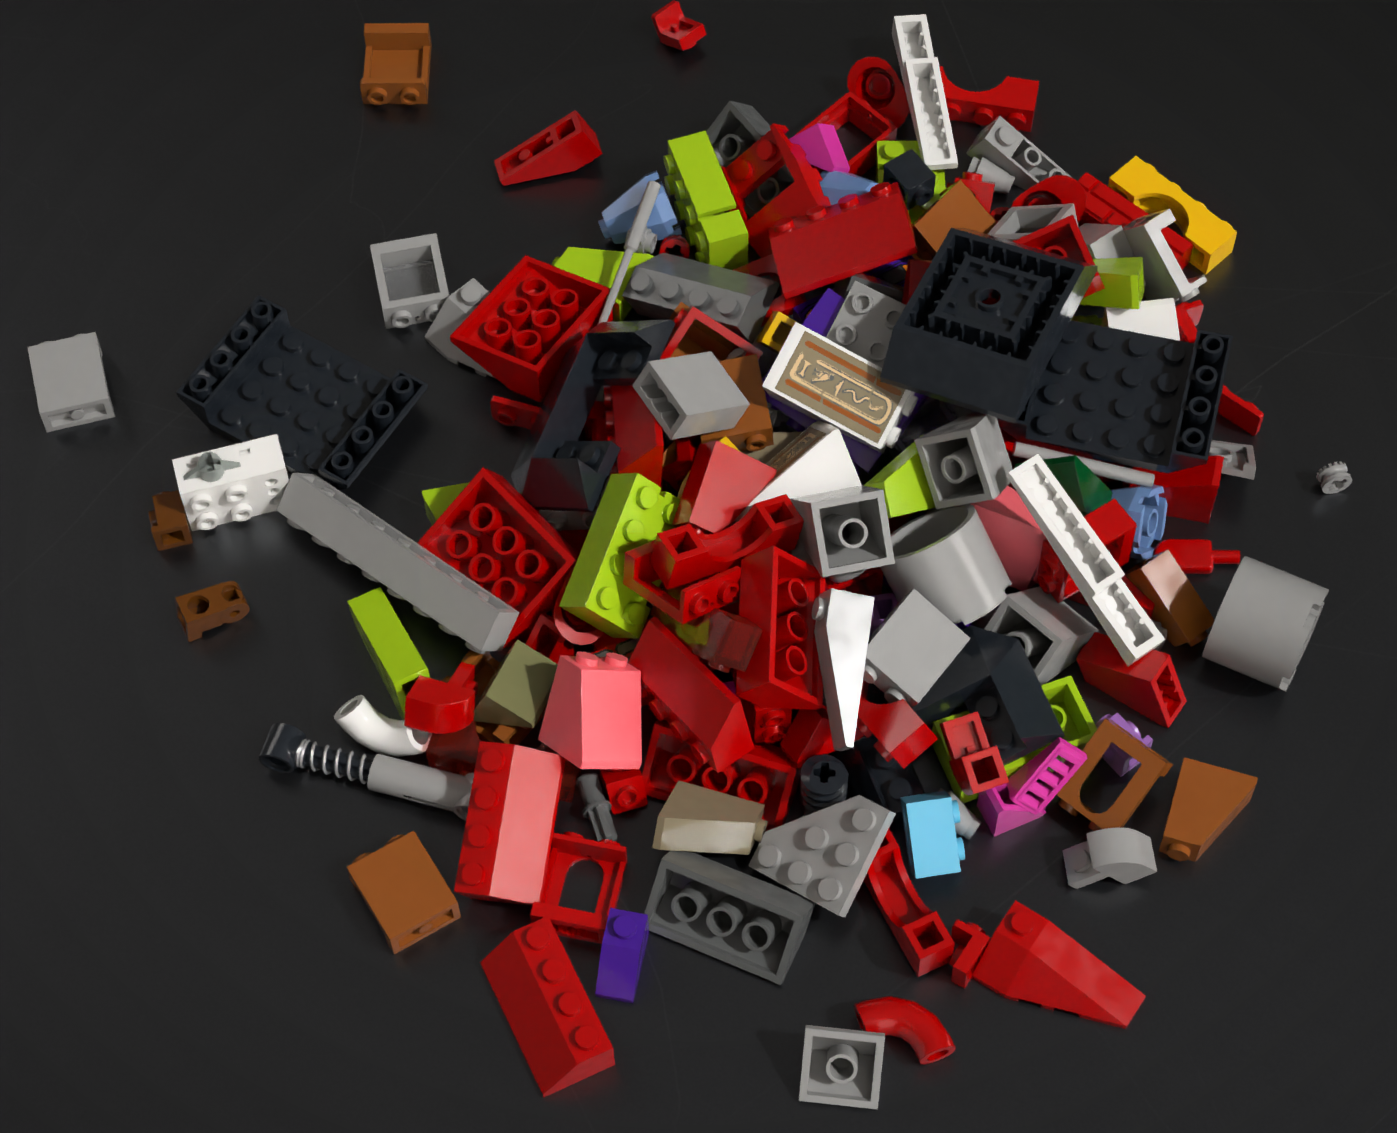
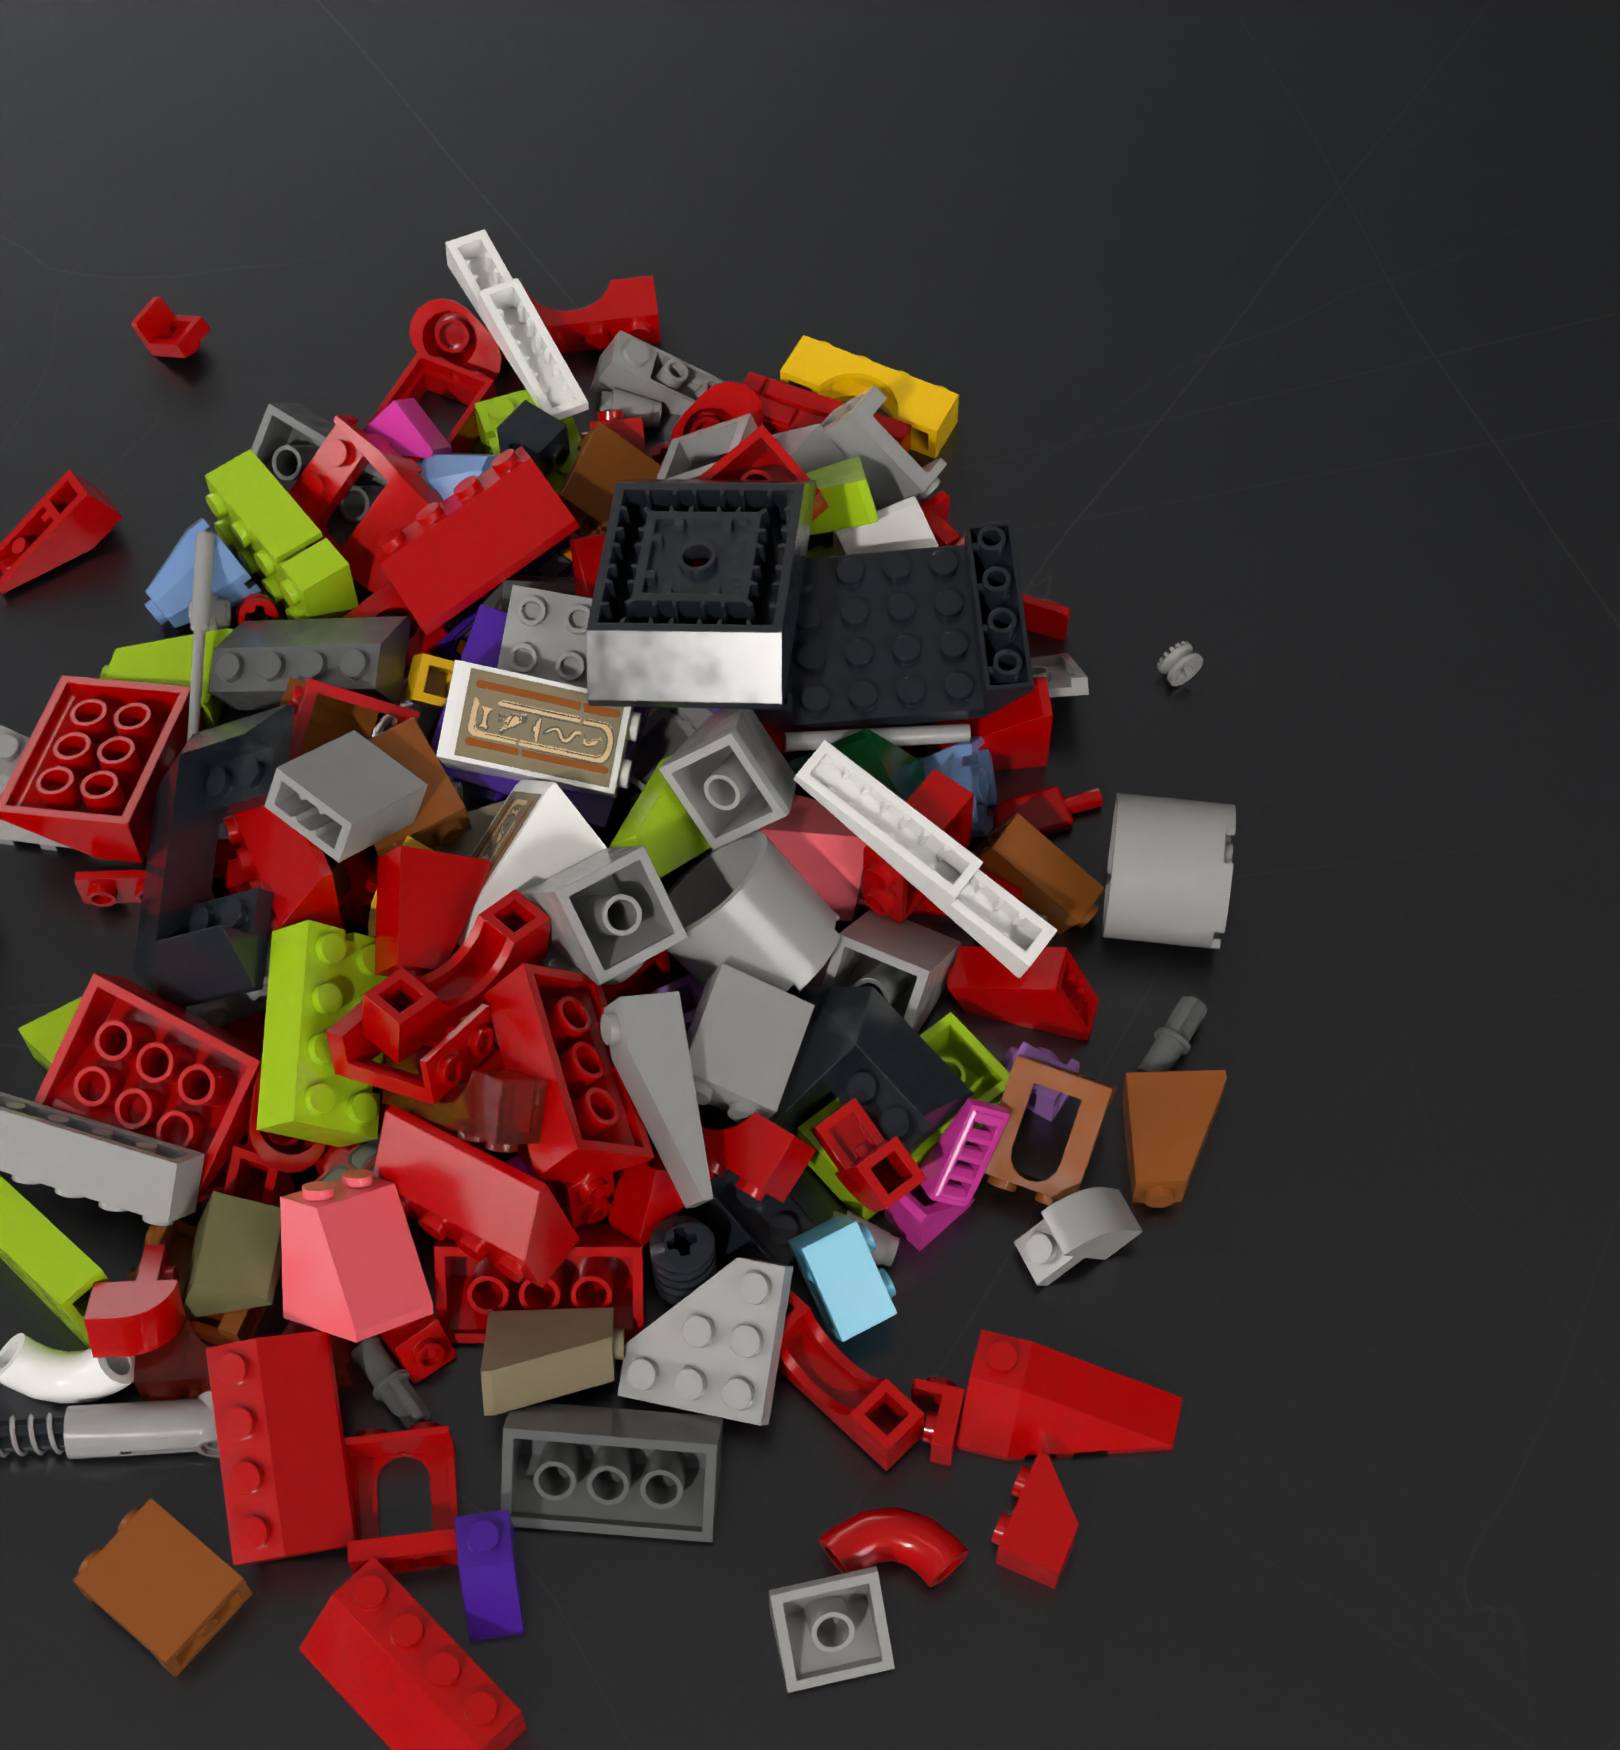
camera: 20 degrees left, 0 degrees up
(1010, 1049) = (1041, 1528): none -> red slope
(1231, 744) = (1175, 1036): none -> dark grey axle

